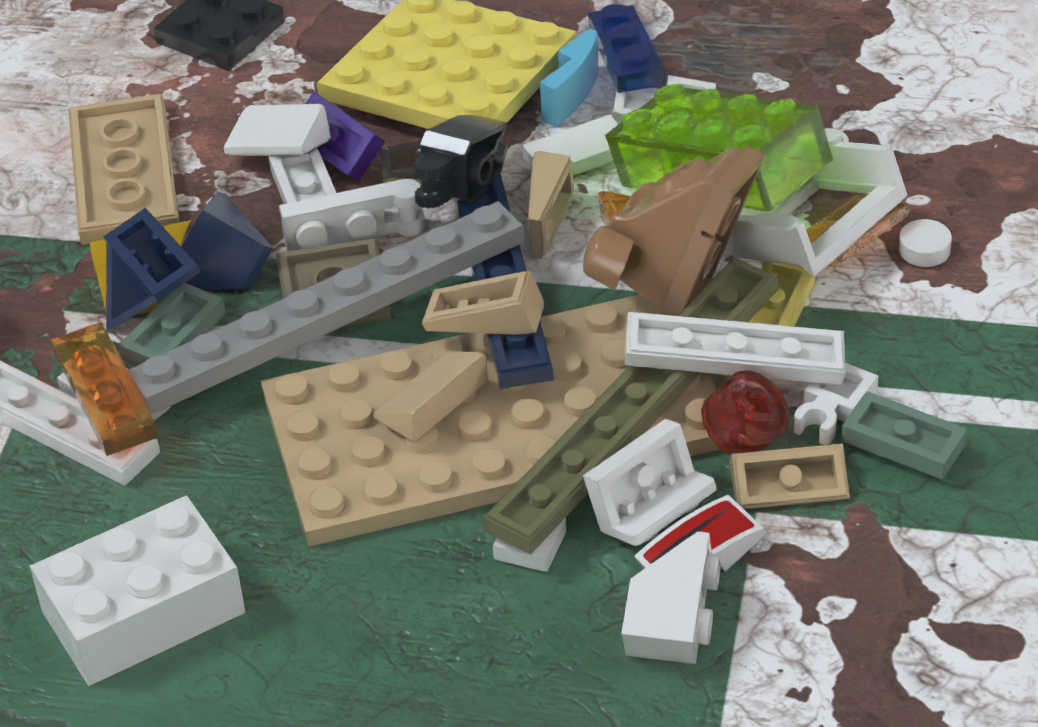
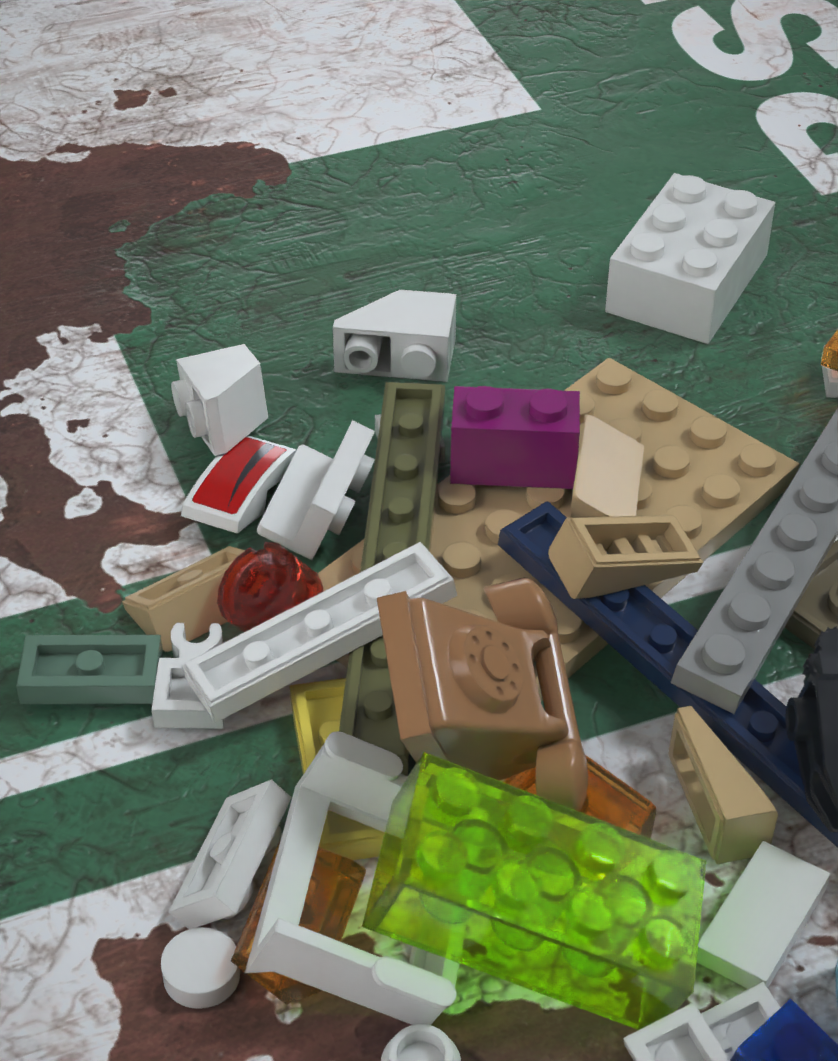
camera: 145 degrees right, 0 degrees up
(463, 621) = (398, 337): none -> white slope
(465, 446) = (514, 437): none -> magenta slope
(874, 277) = (225, 866): none -> white plate

